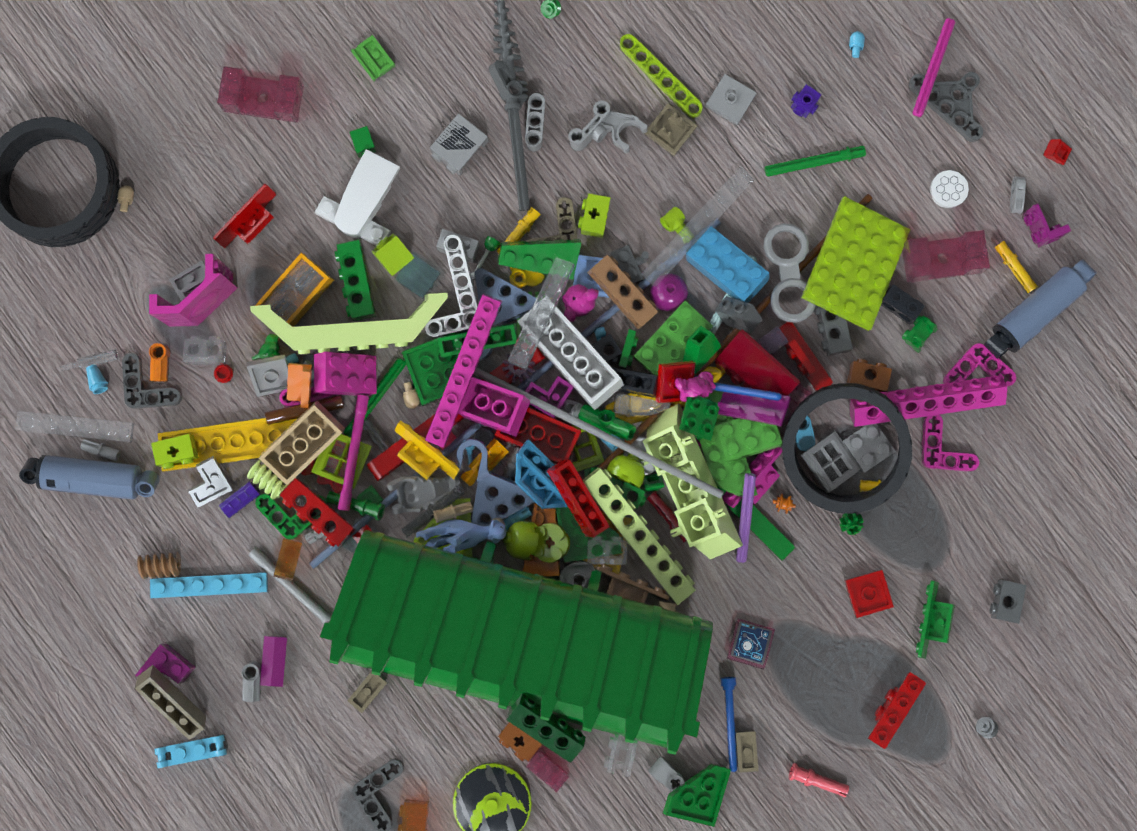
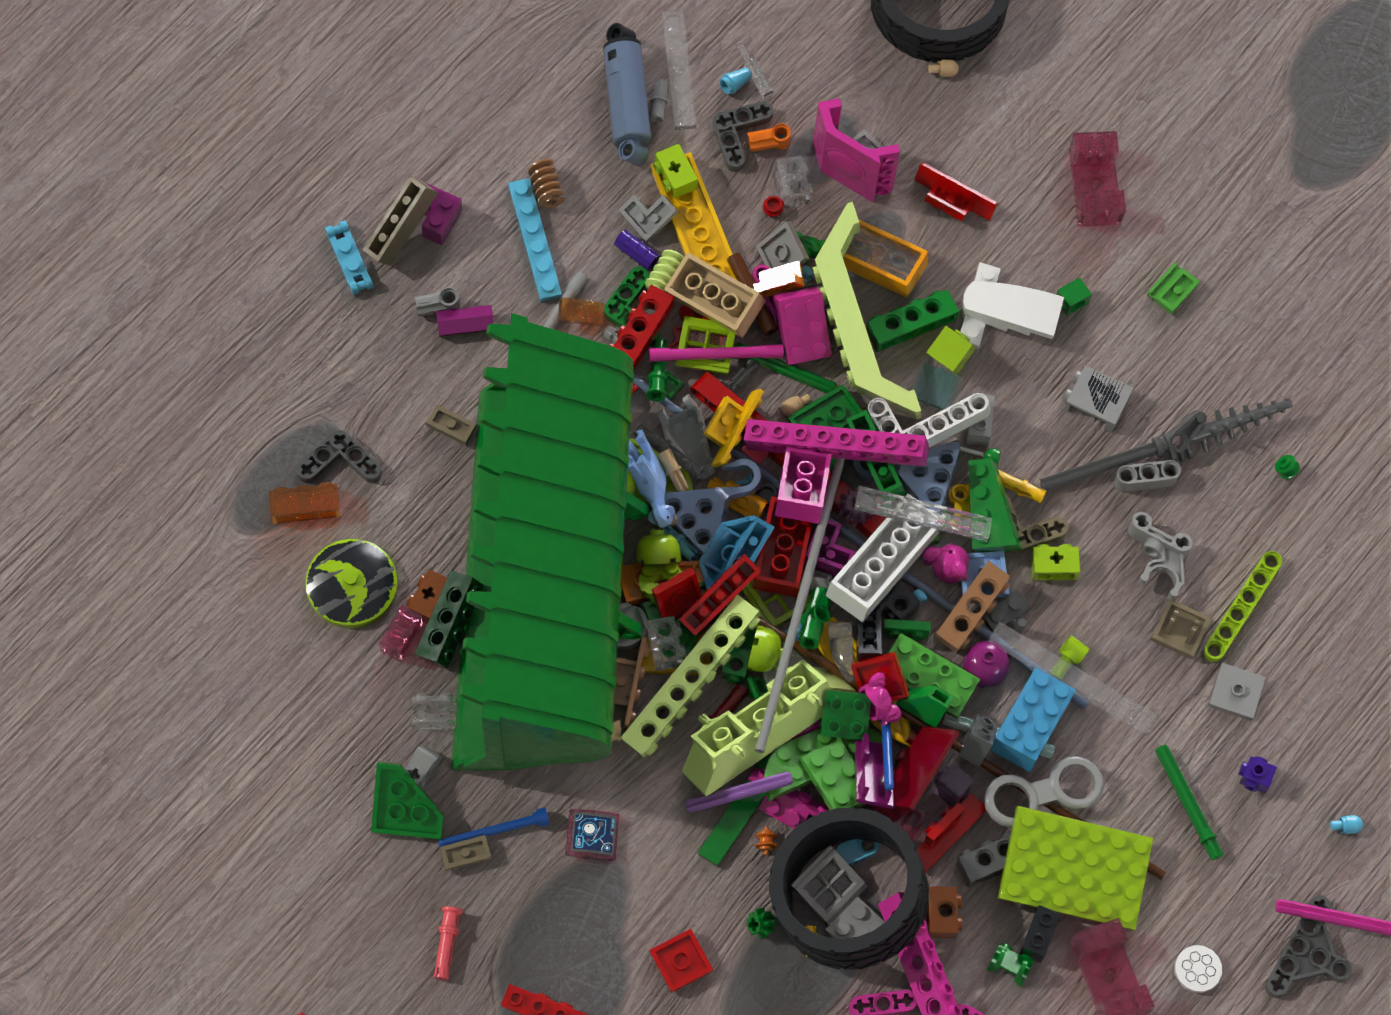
camera: 75 degrees right, 15 degrees down
(570, 533) = (677, 594): none -> red plate

